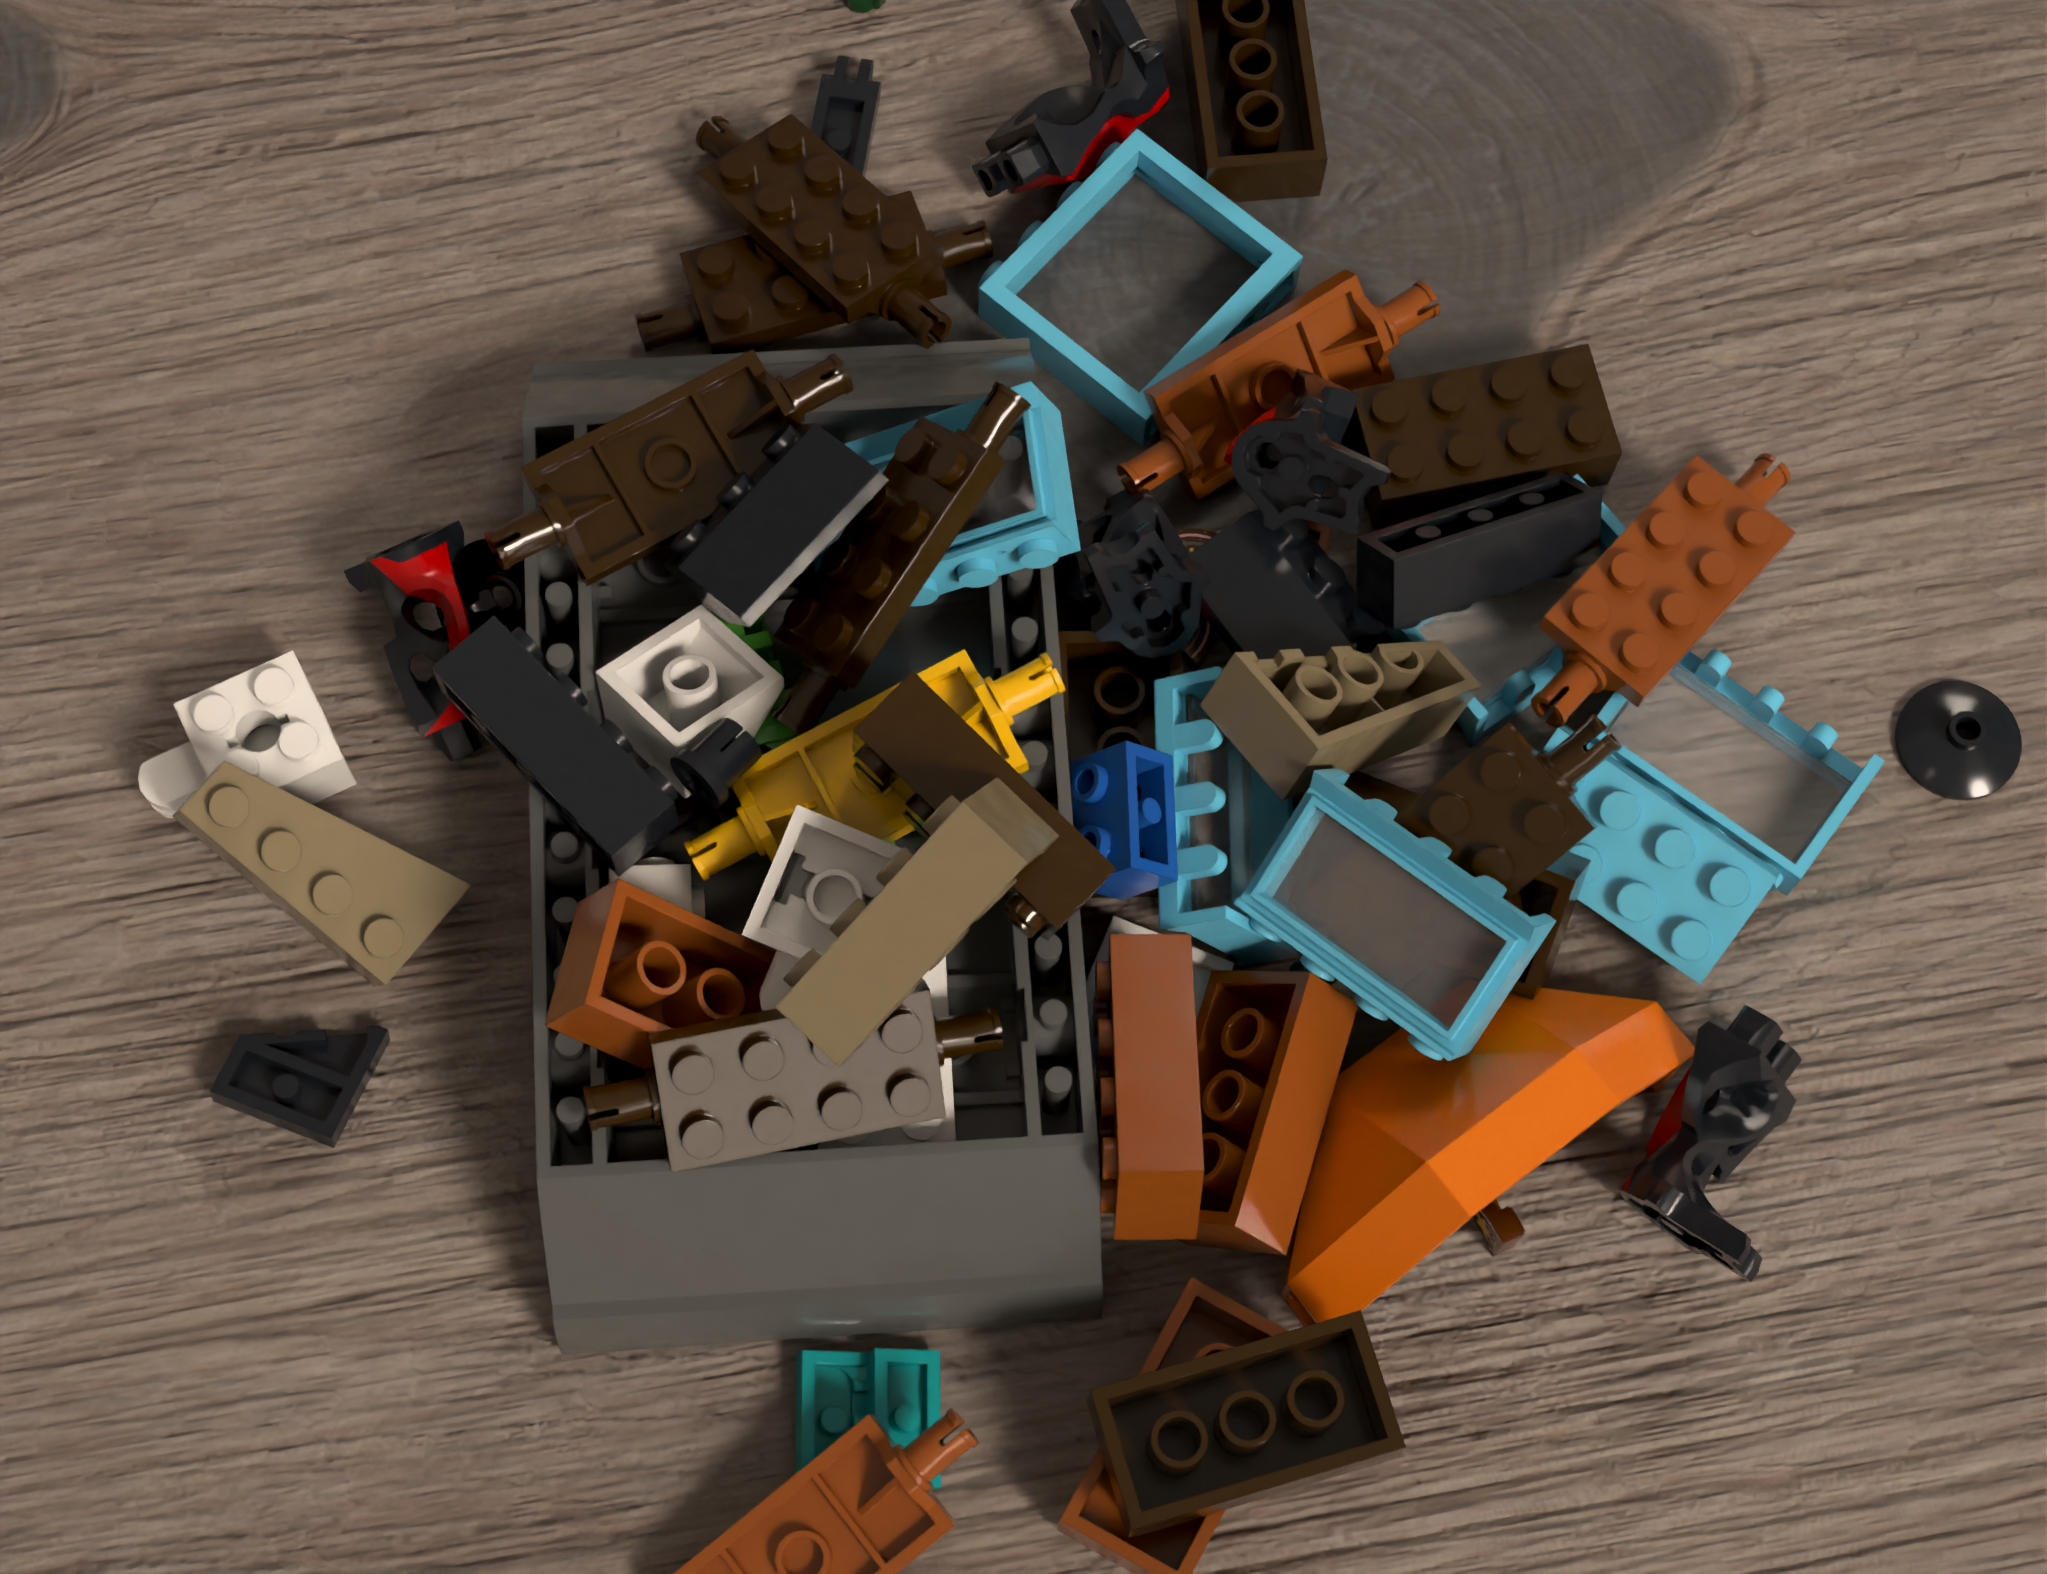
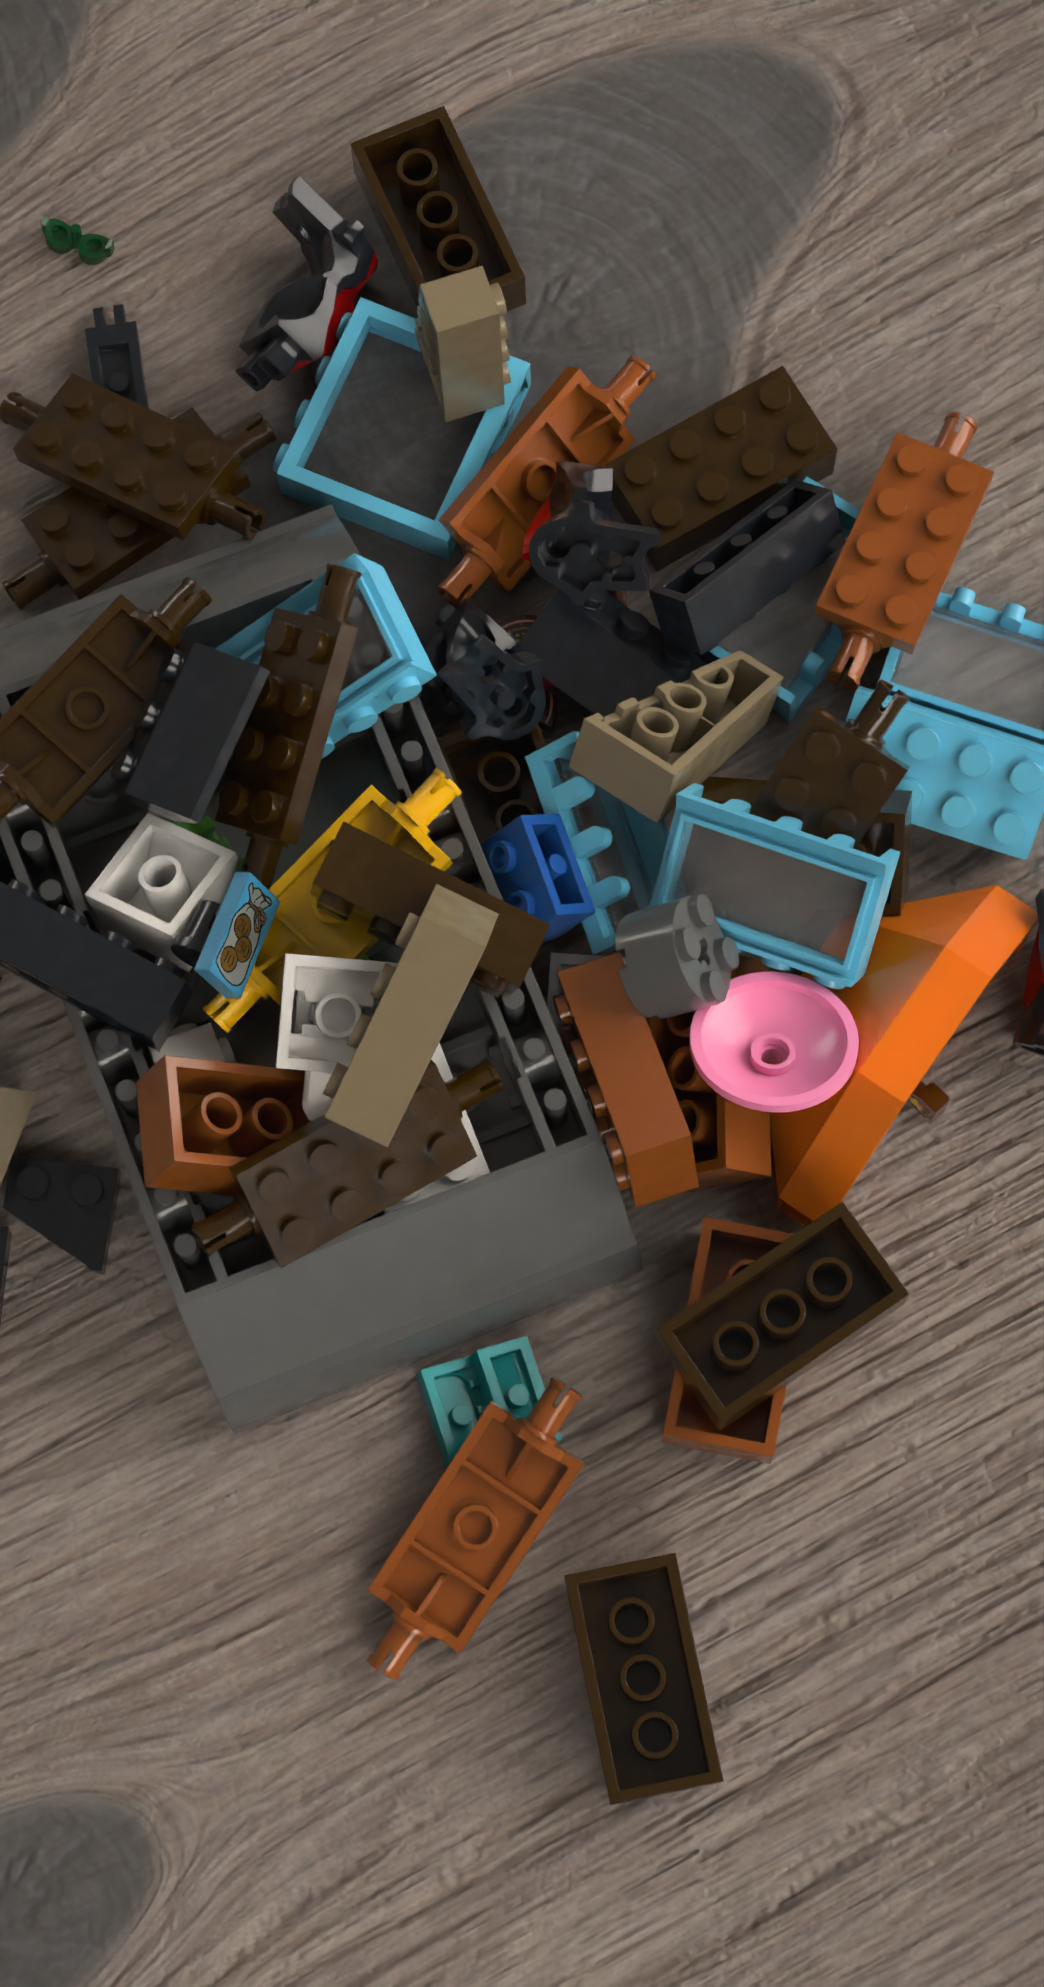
camera: 10 degrees left, 5 degrees up
(462, 1026) = (66, 1204): none -> black wing
(750, 769) = (237, 935): none -> tile
(1236, 198) = (464, 342): none -> dark tan wedge
(1253, 960) = (675, 957): none -> dark grey brick
(1343, 1071) = (779, 1022): none -> bright pink dish

